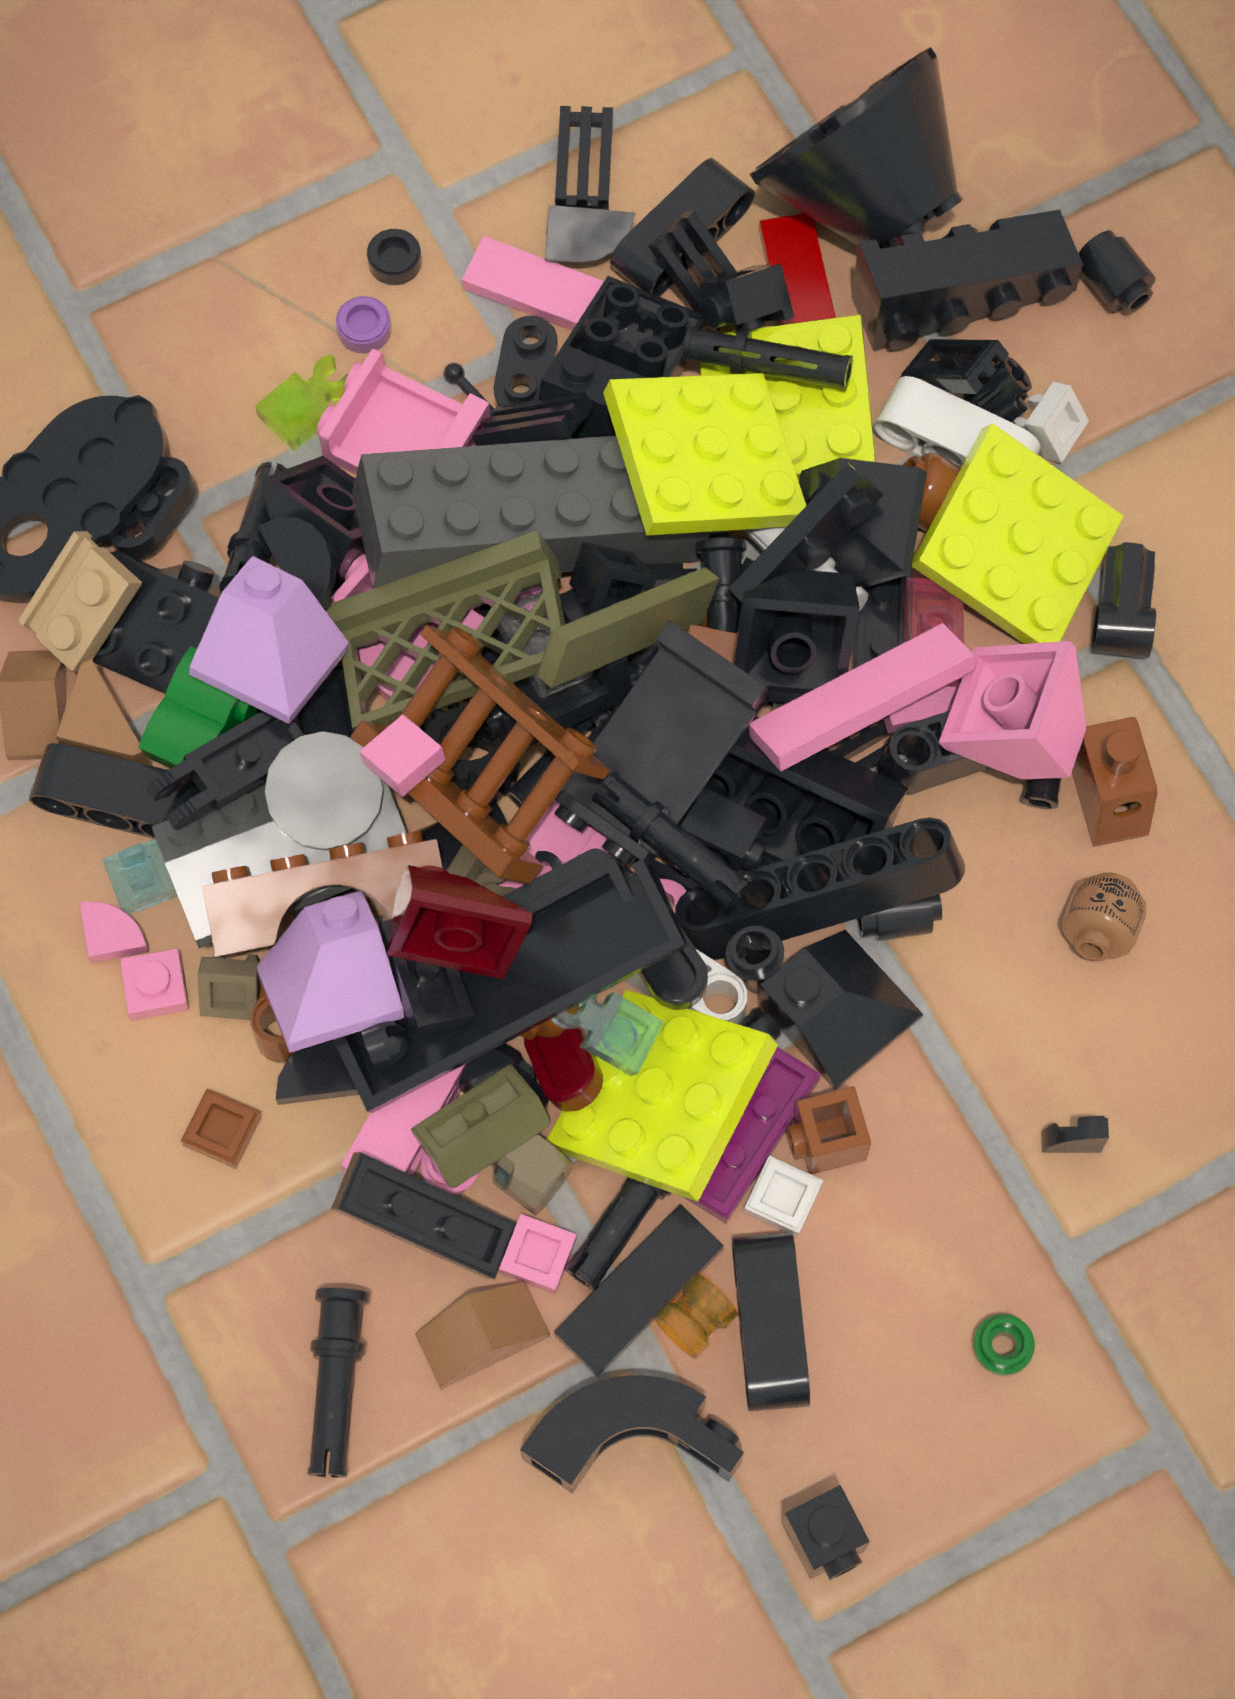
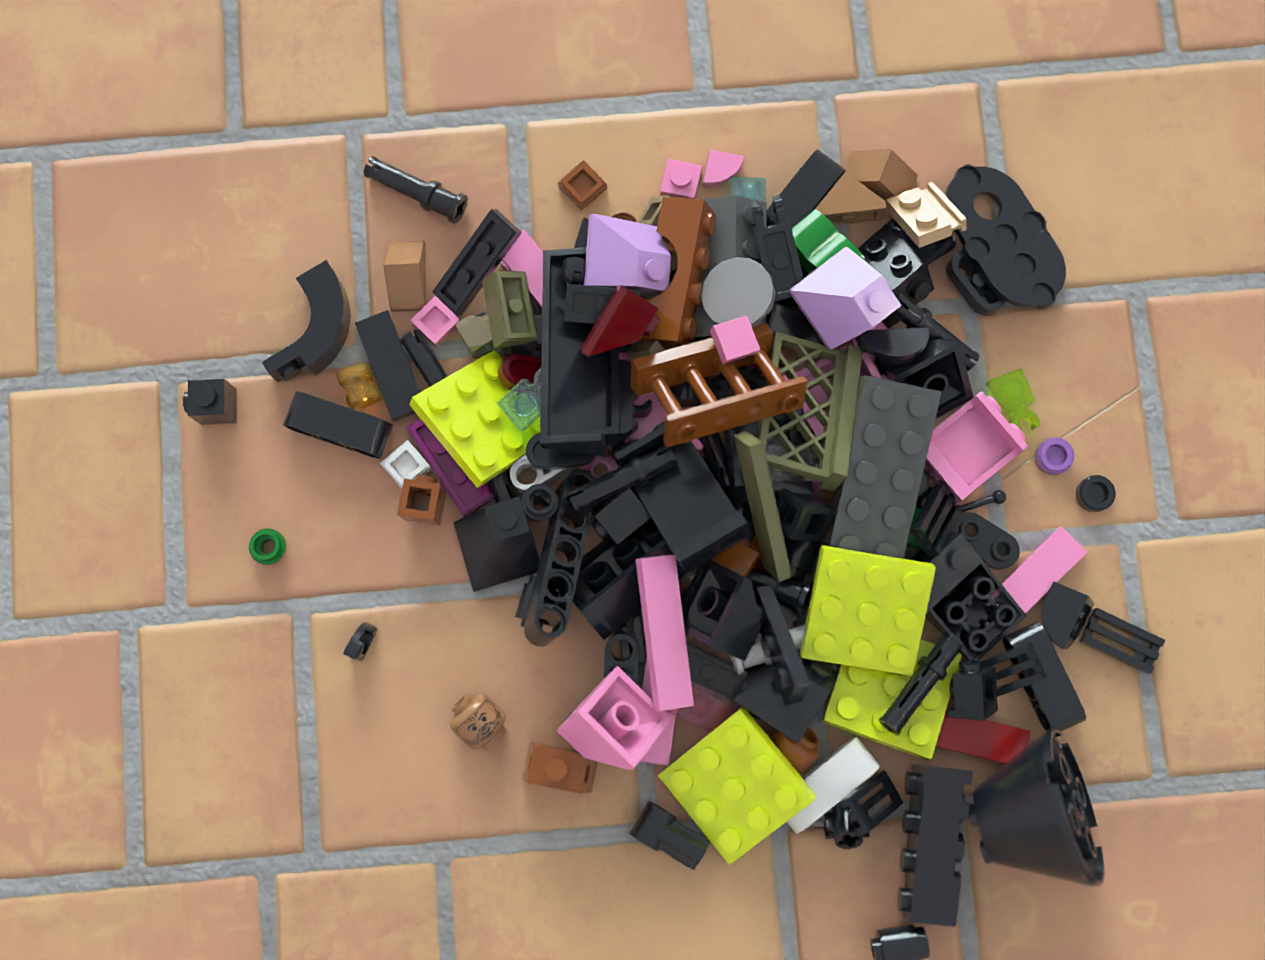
camera: 115 degrees right, 10 degrees up
(1055, 420) = (810, 852): white tile -> none

